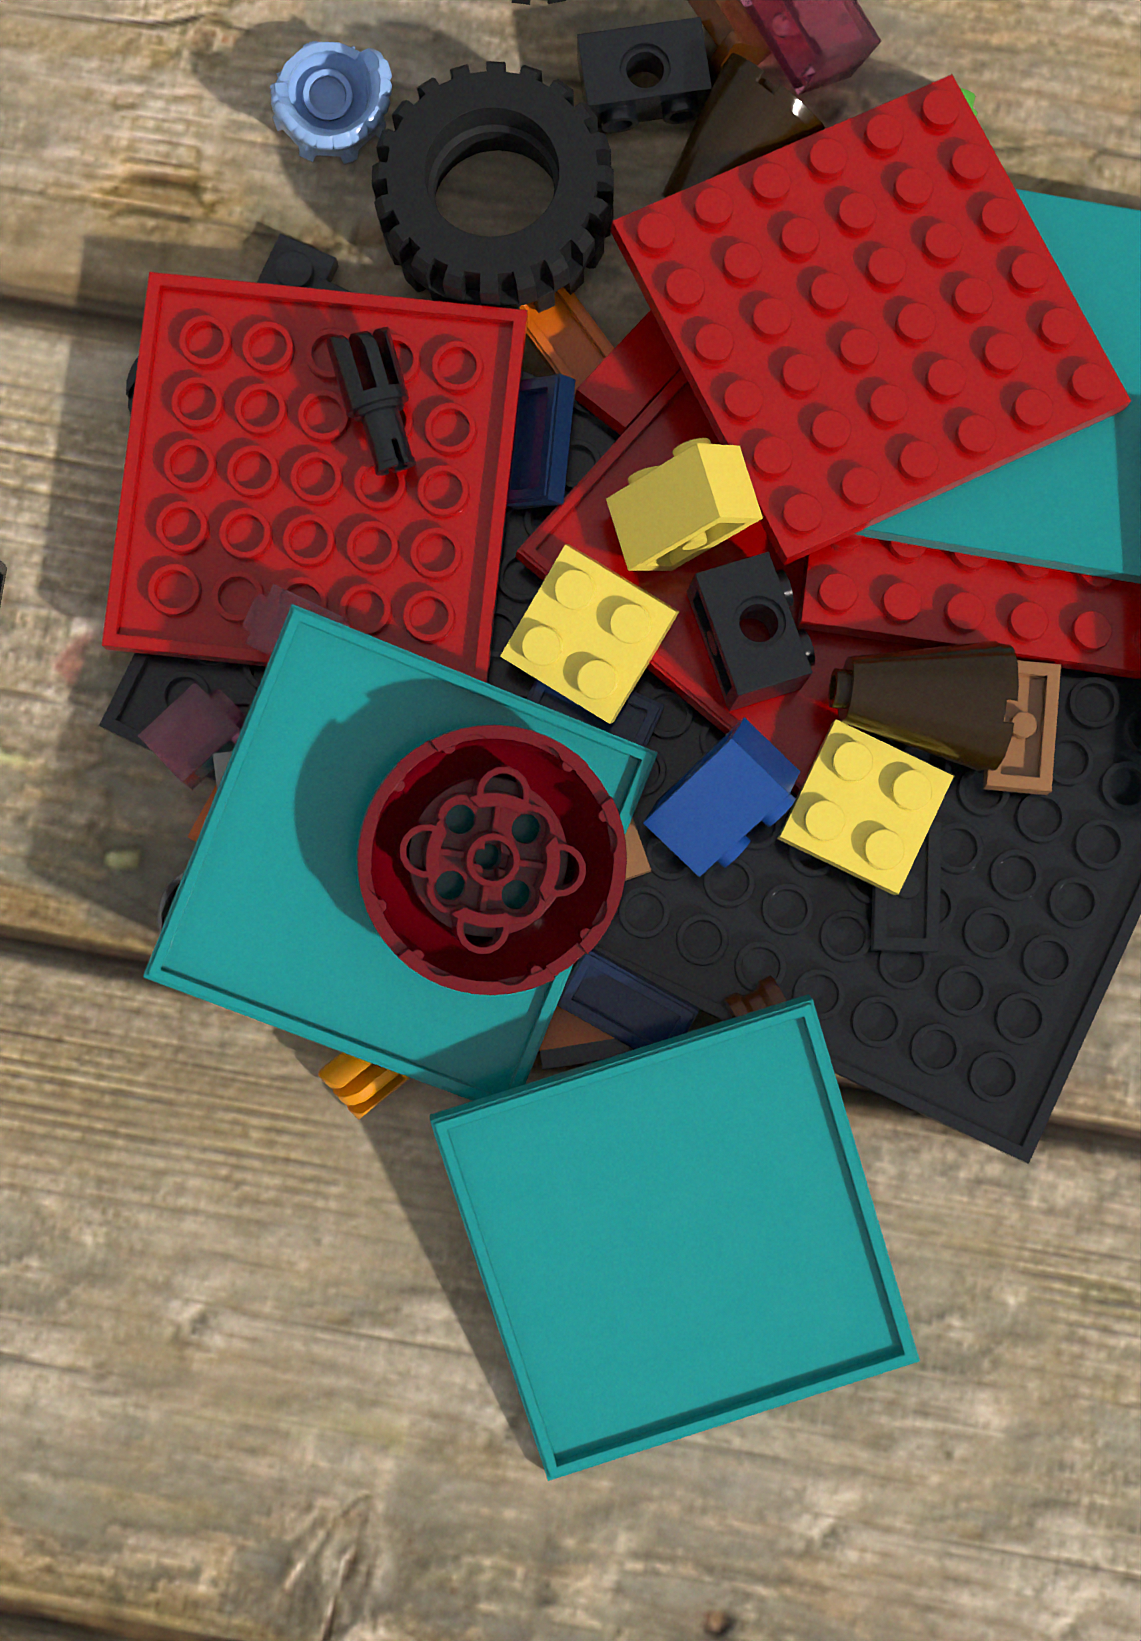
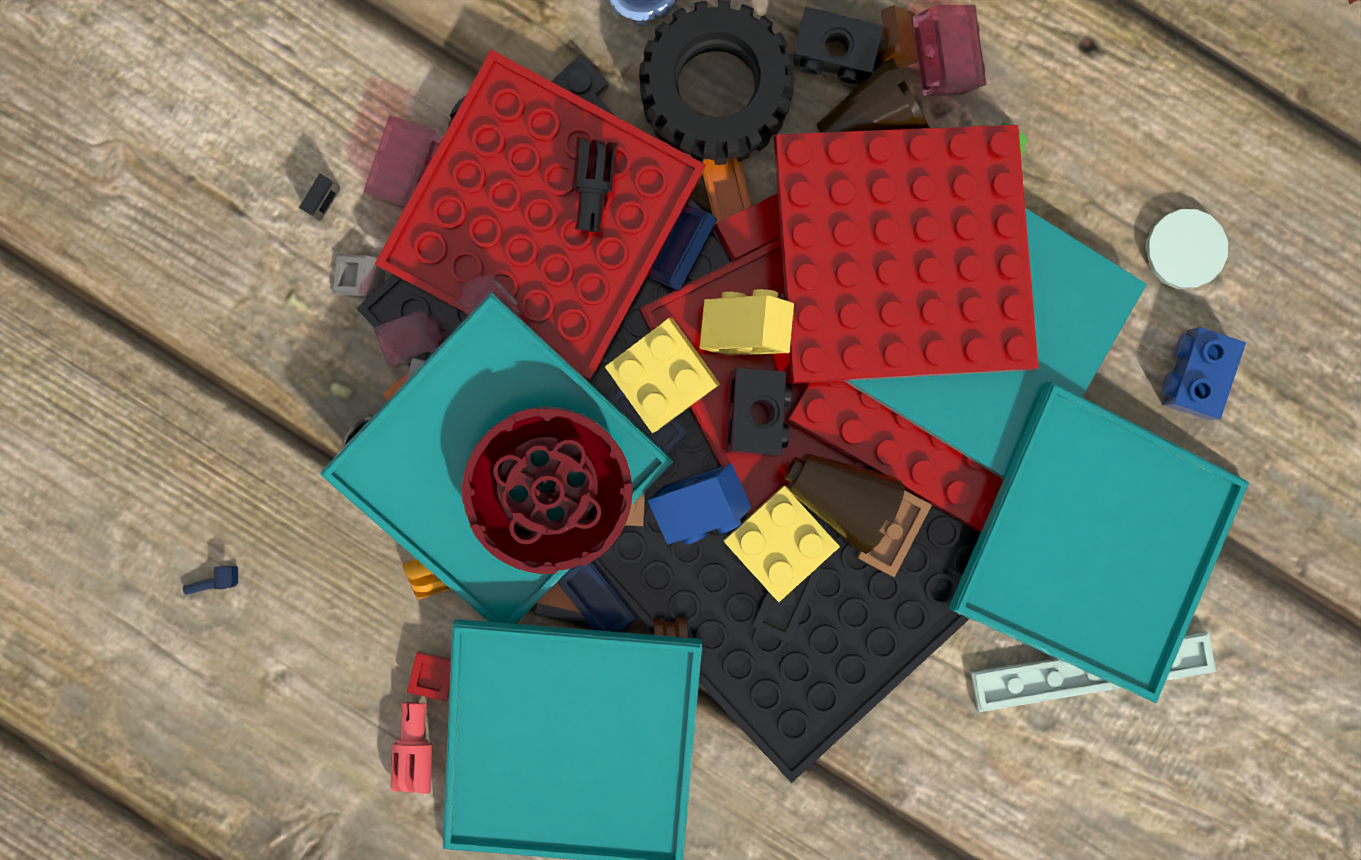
camera: 20 degrees right, 5 degrees up
(58, 1206) = (224, 578): none -> dark blue hand
(81, 488) = (400, 161): none -> clear pink brick
(81, 680) = (357, 275): none -> light grey slope
(427, 1225) = (430, 676): none -> red plate
(444, 1352) = (411, 753): none -> coral arm

